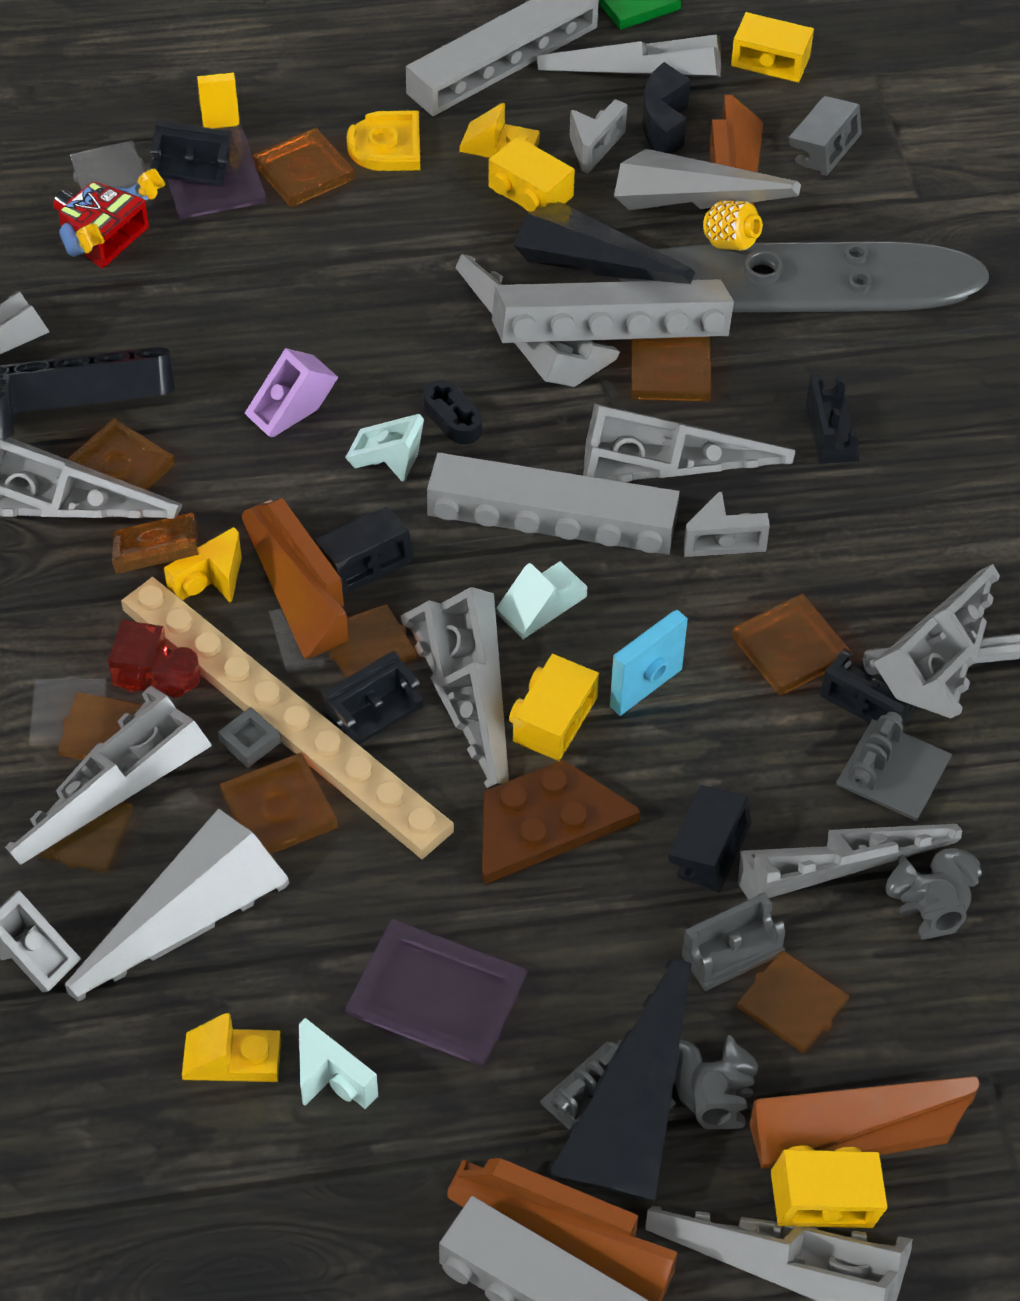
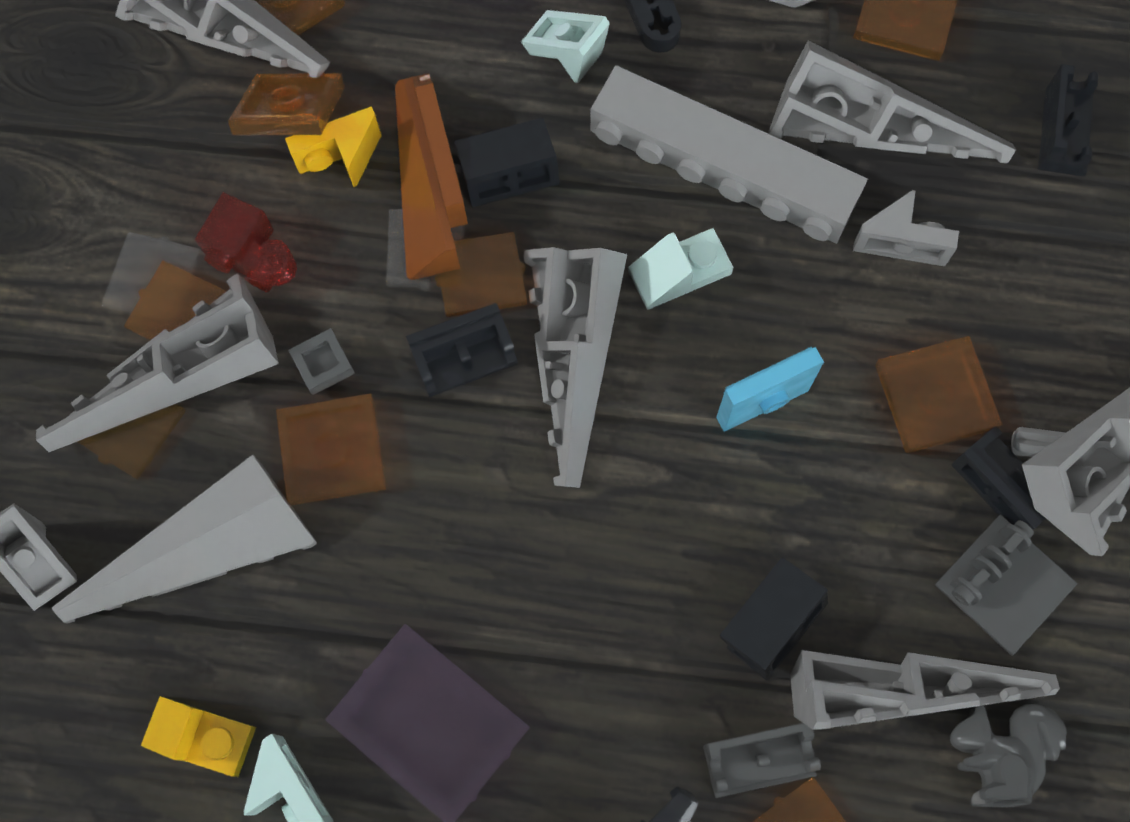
camera: 20 degrees right, 20 degrees up
(300, 725) = (373, 347): tan plate -> none
(547, 816) = (605, 539): reddish brown wing -> none
(554, 706) = (652, 409): yellow brick -> none

